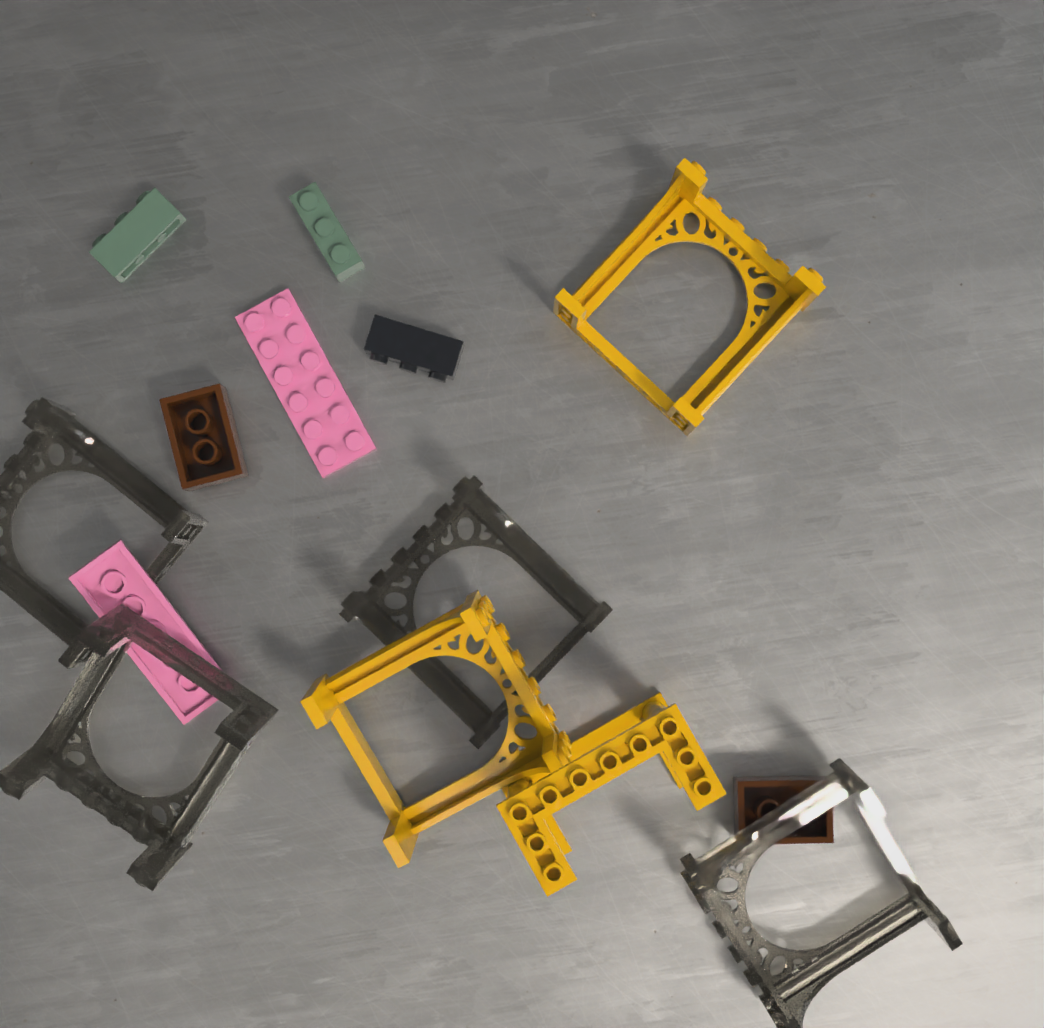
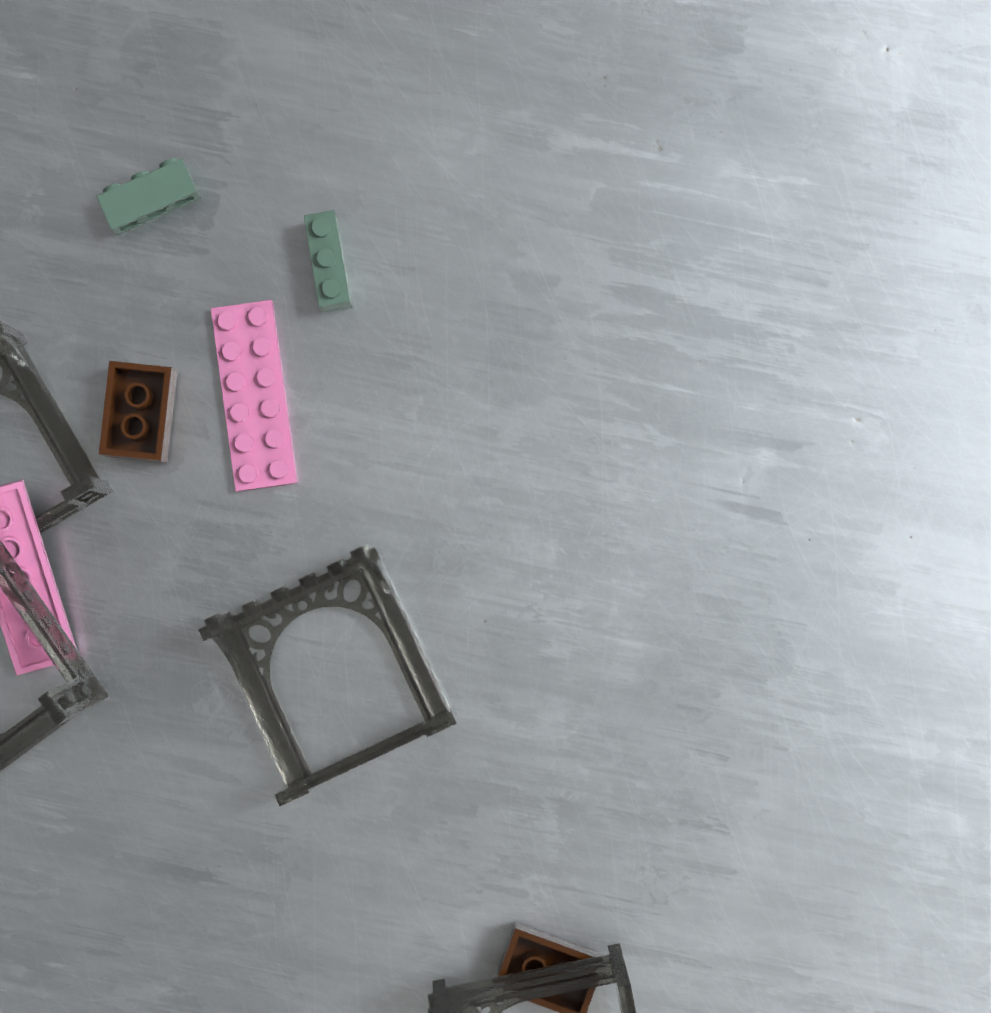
camera: 20 degrees right, 0 degrees up
(413, 348) = (367, 402): black brick -> none
(541, 754) = (324, 682): yellow arch -> none
(595, 760) = (379, 860): yellow arch -> none
(681, 199) = (675, 356): yellow arch -> none

